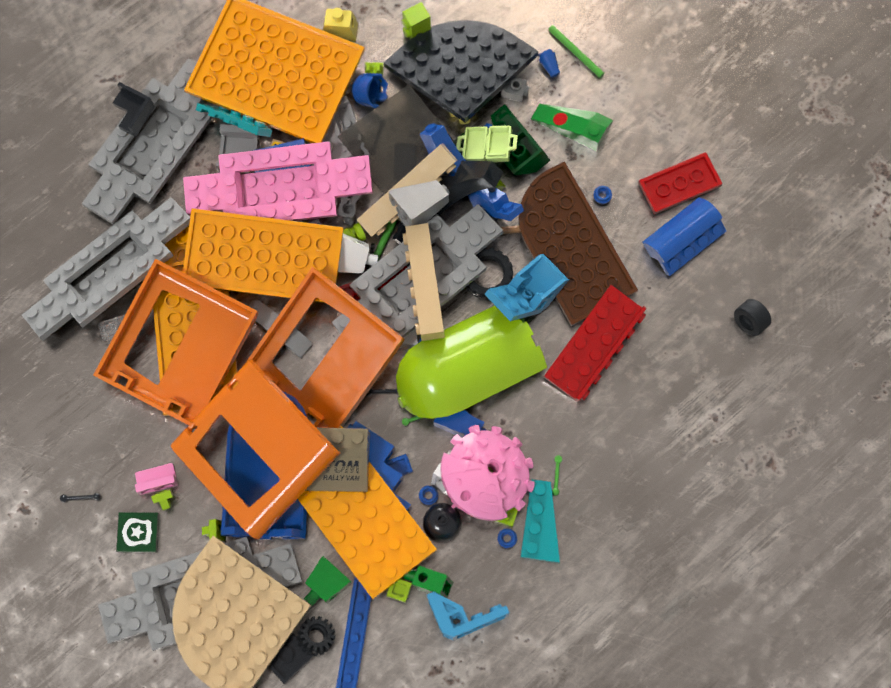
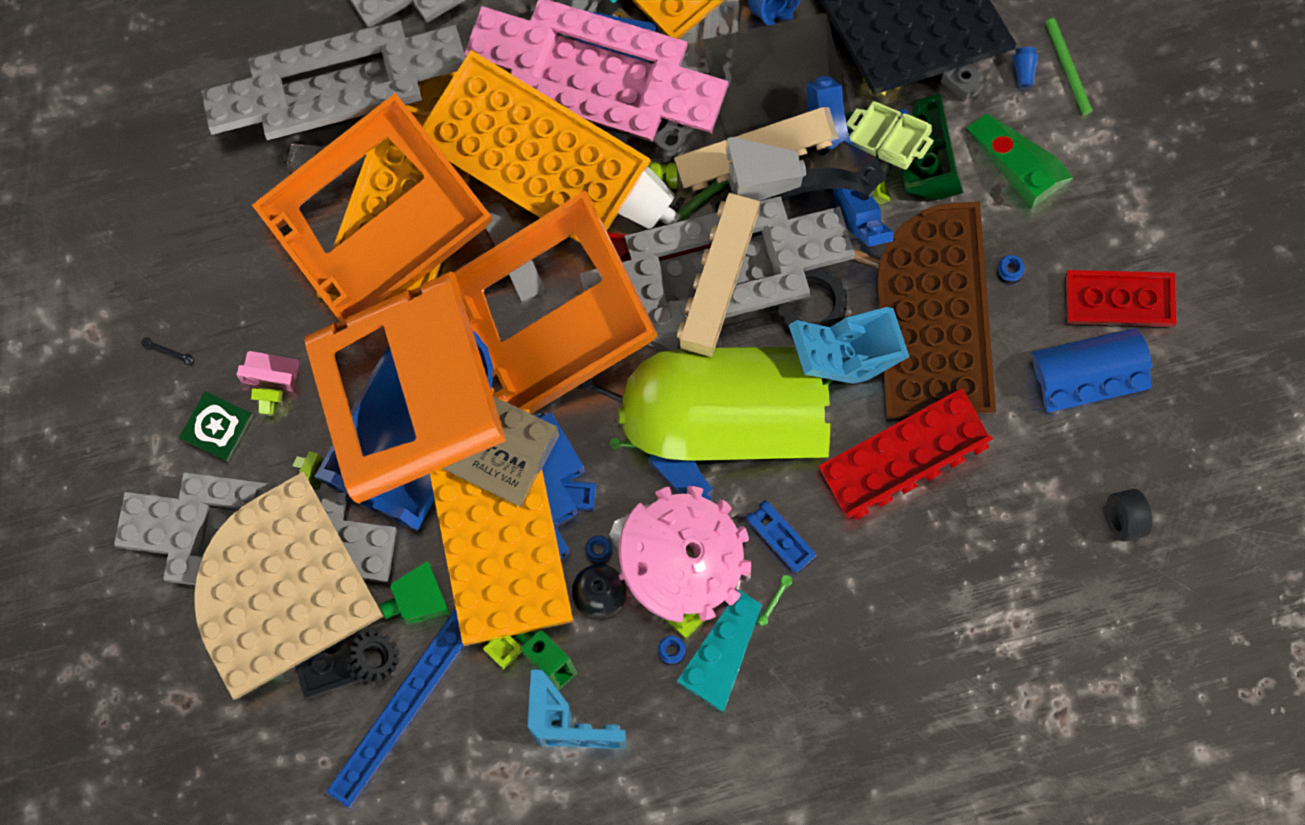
camera: 25 degrees right, 0 degrees up
(541, 432) = (781, 537): none -> blue plate

